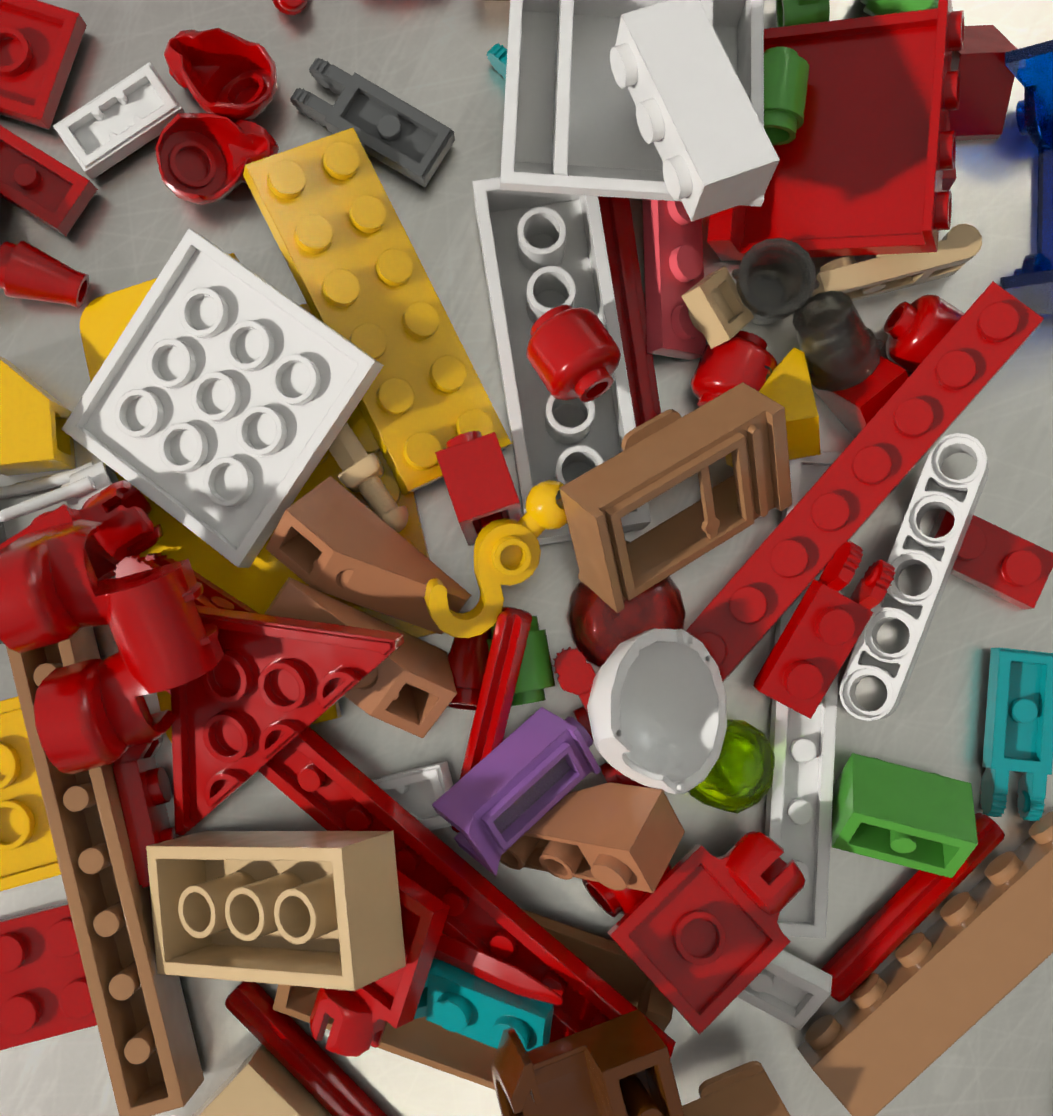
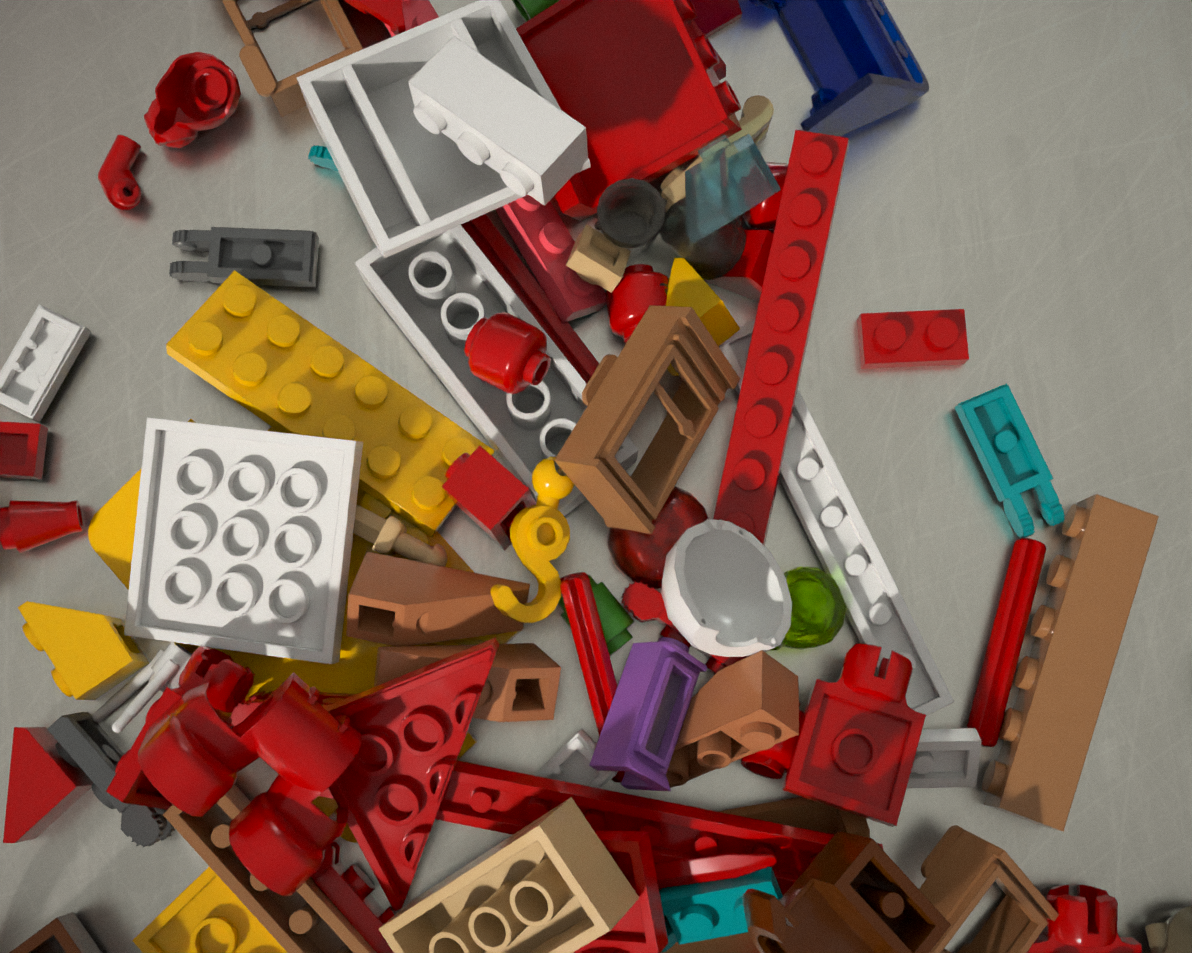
camera: 30 degrees left, 5 degrees down
(207, 153) = (129, 352): red hair -> none
(223, 72) = (104, 281): red hair -> none
(468, 665) = (557, 641): red cone -> none
(784, 93) = (559, 70): bright green brick -> none
(823, 631) = (817, 464): red hinge -> none
(889, 299) = (725, 185): none -> clear light blue slope
(903, 815) = (958, 572): bright green brick -> none
(913, 548) = (848, 365): white beam -> none

